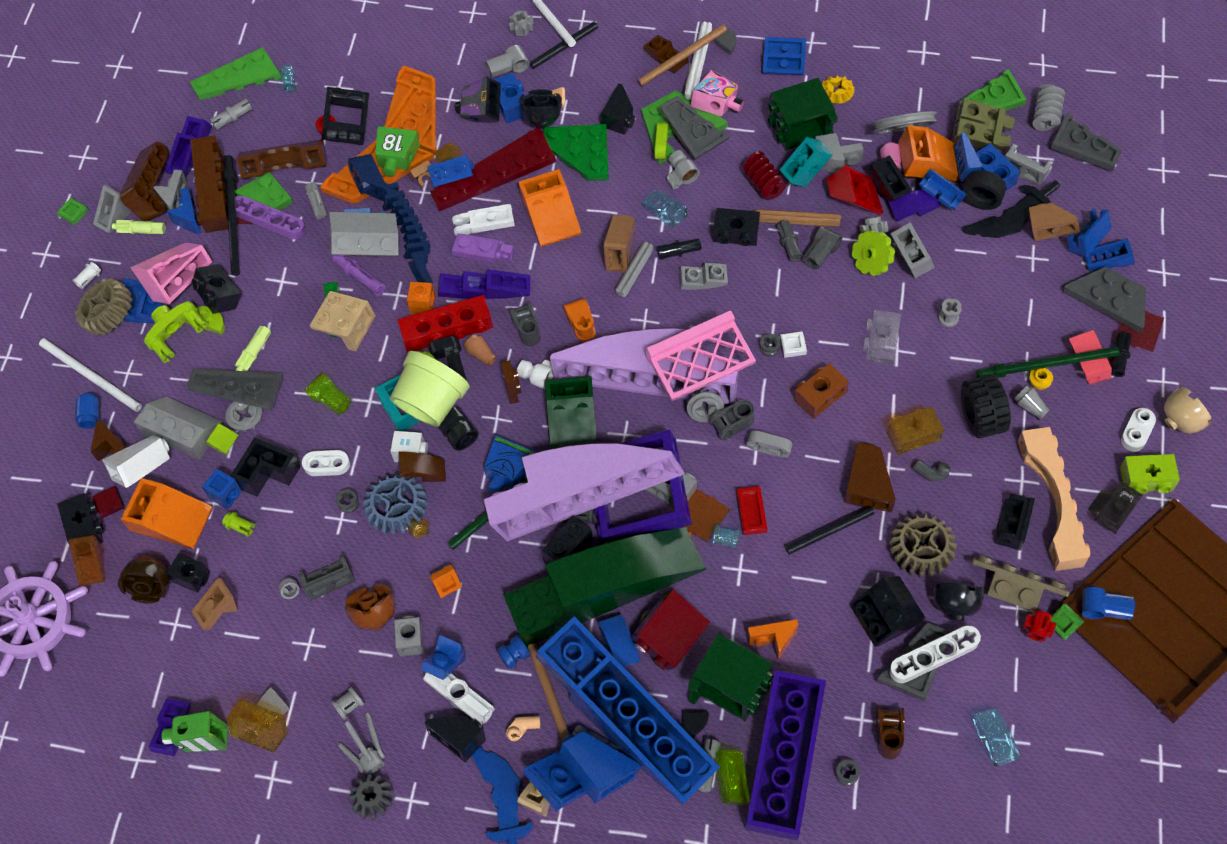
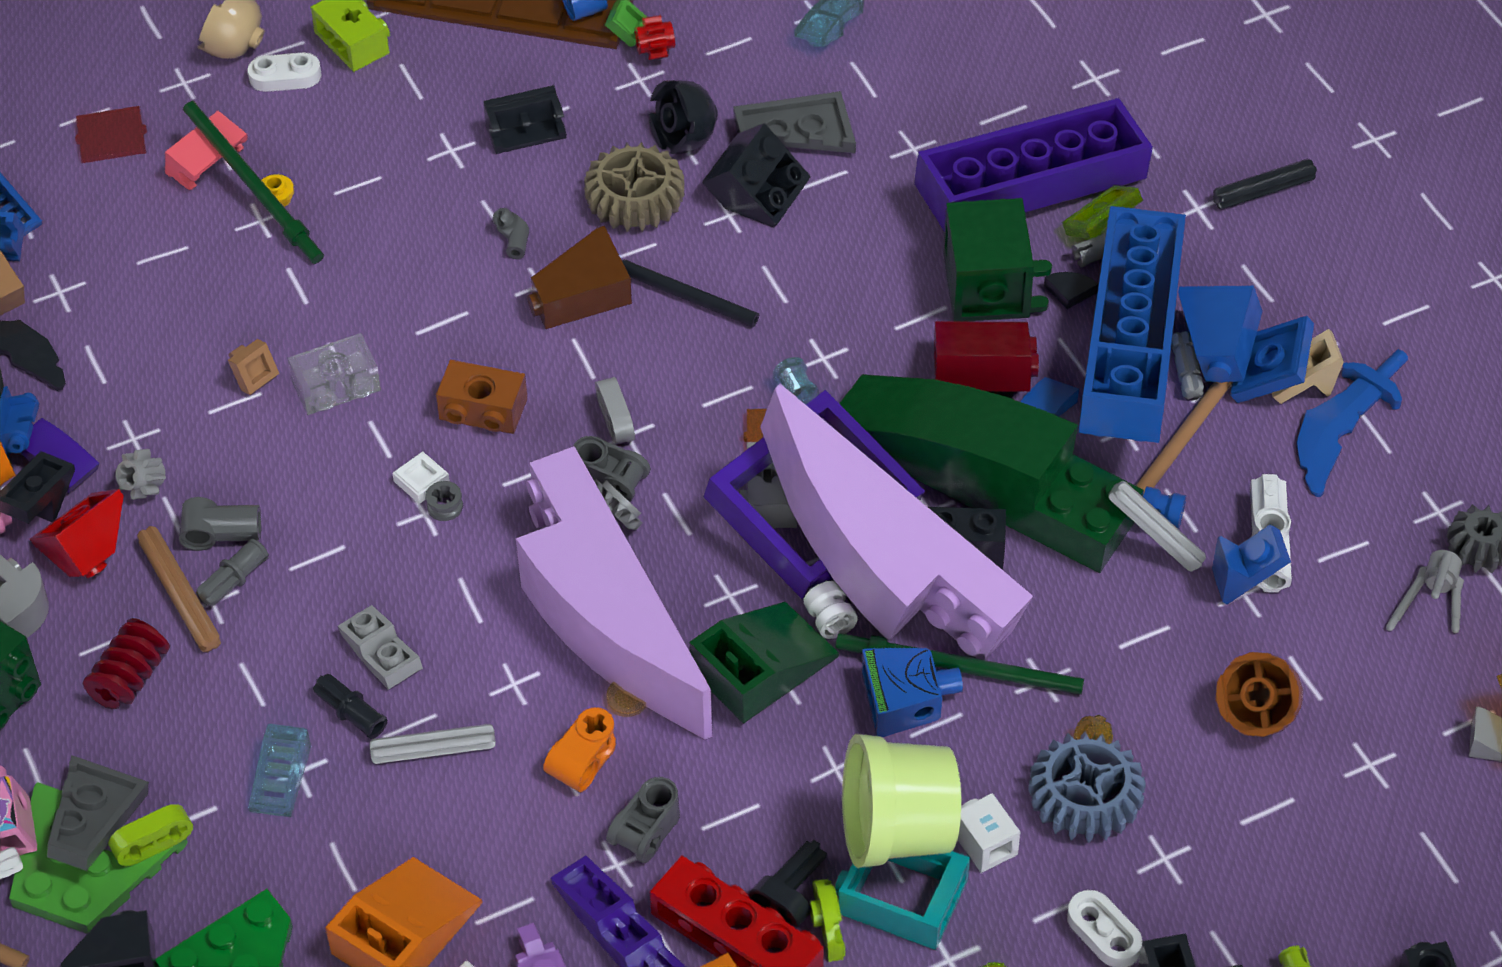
camera: 130 degrees left, 10 degrees down
(214, 604) = (1442, 897): medium nougat slope -> none
(285, 593) = (1324, 834): light grey hinge -> none
(327, 579) = (1267, 797): dark grey hinge -> none
(347, 493) = (1125, 853): dark grey bush -> none
(347, 703) = (1402, 647): light grey bush -> none
(414, 644) = (1253, 623): light grey brick -> none
(421, 465) = (1009, 781): reddish brown slope -> none
(445, 581) = (1138, 648): orange tile -> none
(457, 734) = (1320, 497): black slope -> none
(479, 349) = (743, 855): nougat cone -> none
(497, 630) = (1156, 526): none -> light grey axle
(512, 381) = (768, 764): reddish brown wing -> none
(521, 725) = (1238, 452): light nougat arm -> none
(537, 373) = (721, 741): white piece -> none
(619, 243) = (401, 774): medium nougat slope -> none
(684, 172) = (188, 781): light grey piece -> none
(696, 336) = (552, 518): bright pink fence -> none
(744, 220) = (258, 667): black brick -> none
(751, 510) = (729, 385): red tile -> none
(780, 633) = (888, 262): orange slope -> none
(806, 162) = (72, 603): teal brick -> none
(842, 766) = (991, 119): dark grey bush -> none
(873, 252) = (195, 442): lime plant -> none
(890, 727) = (910, 104): reddish brown piece -> none
(912, 250) = (156, 403): light grey brick -> none
(914, 304) = (252, 366): none -> medium nougat tile
(914, 430) = (467, 271): clear yellow brick -> none
(932, 650) = (819, 117): white beam -> none
(952, 315) = (237, 327): light grey bush -> none
(985, 406) = (382, 197): black tyre -> none
(1016, 587) = (611, 82): dark tan bracket -> none
(1031, 402) = (323, 182): light grey cone -> none
(1040, 453) = (514, 62): light nougat arch -> none
(1112, 296) = (76, 175): dark grey wing -> none
(1115, 506) = (425, 43): clear smoke slope -> none
(1119, 362) = (166, 128): black axle -> none

